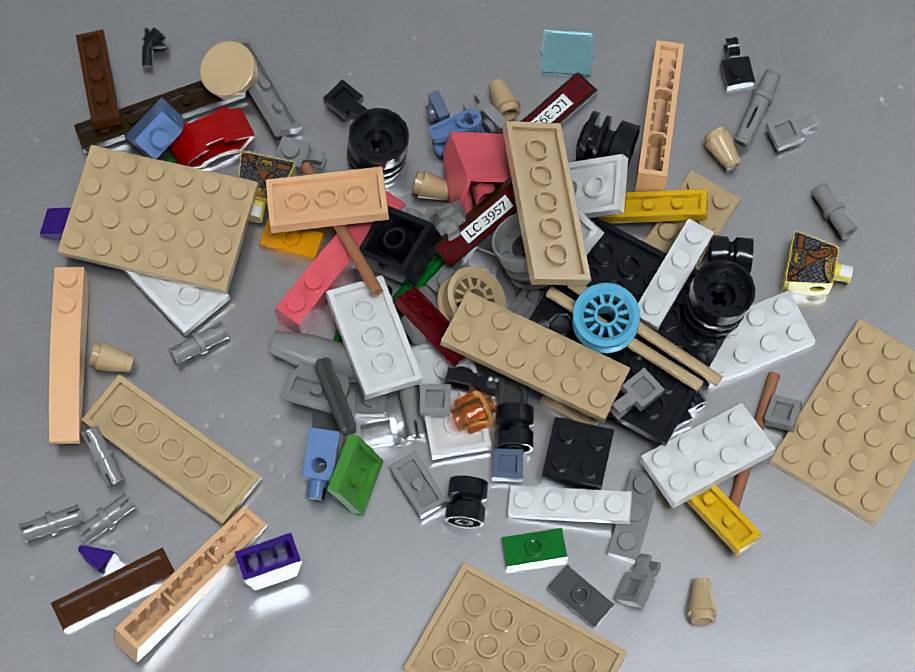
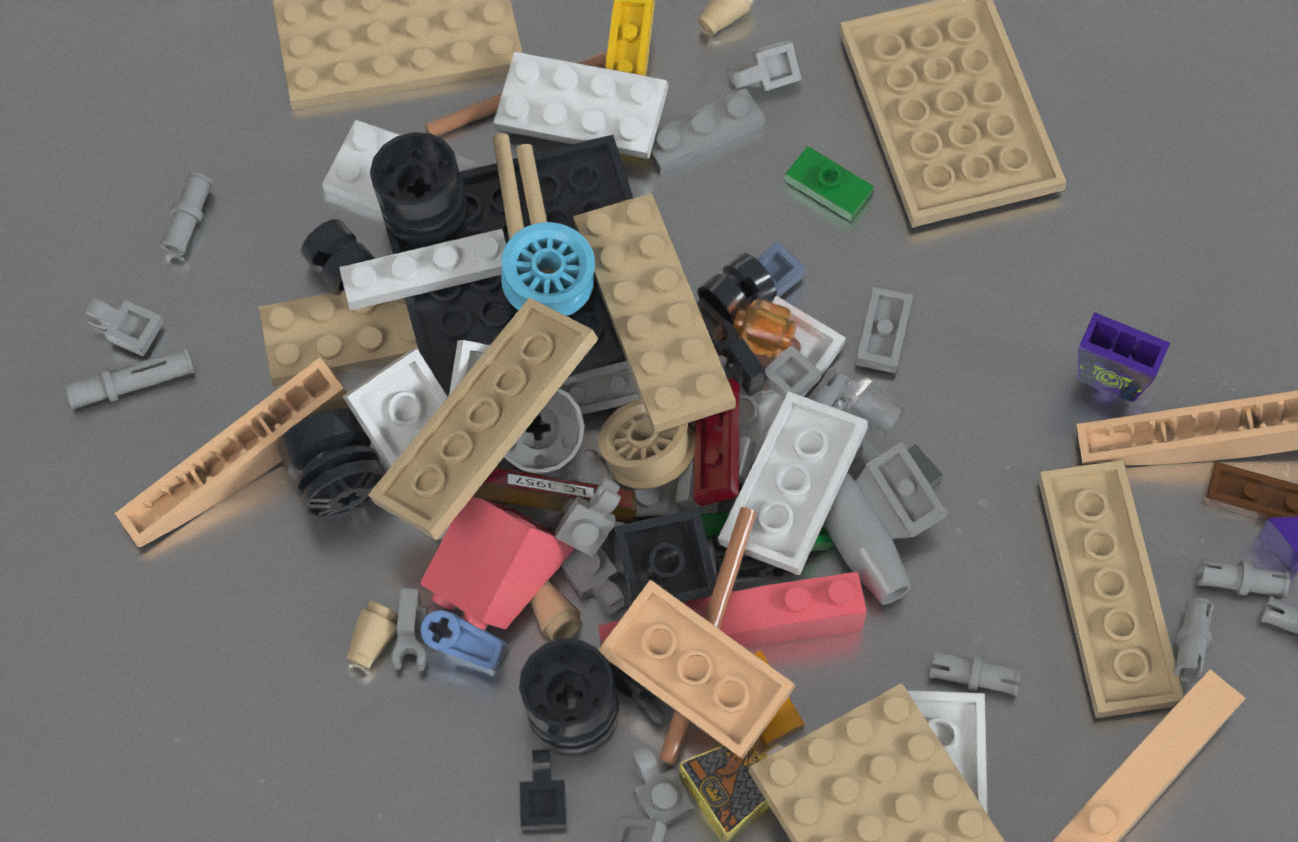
camera: 135 degrees left, 5 degrees down
(109, 358) = (1092, 745): tan cone -> none
(321, 448) = (962, 425): medium blue torso -> none
(335, 396) = (896, 453): dark grey axle -> none
(355, 474) = (956, 374): bright green plate -> none
(436, 107) = (455, 688): sand blue plate -> none
(466, 501) = (859, 263): black wheel -> none
(564, 101) = (341, 575): tile -> none
(567, 53) = (240, 630): clear light blue piece -> none
(570, 504) = (756, 182): white plate -> none
(576, 455) = (706, 213): black brick -> none
(580, 597) = (830, 108): dark grey plate -> none
(638, 391) = (590, 187): light grey plate -> none
(662, 206) = (338, 341): yellow plate -> none
(723, 147) = (211, 373): tan cone -> none
(736, 70) = (93, 439): black plate -> none
(783, 413) = (464, 85): light grey plate -> none
(813, 266) = (276, 181): torso -> none

